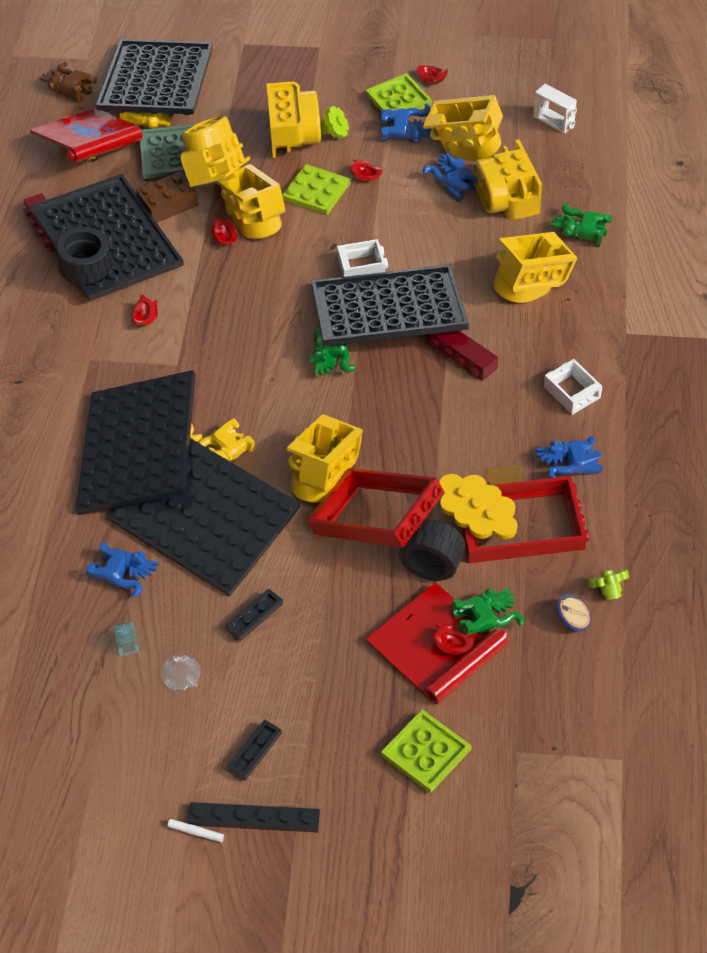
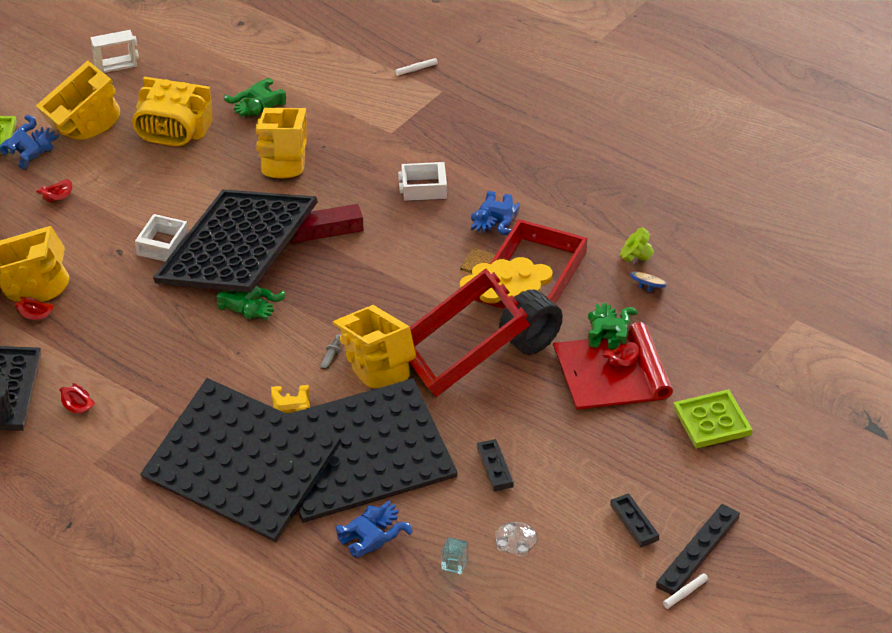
camera: 60 degrees left, 10 degrees down
(316, 189) = (40, 219): lime plate -> none
(457, 177) = (128, 143): blue animal -> none

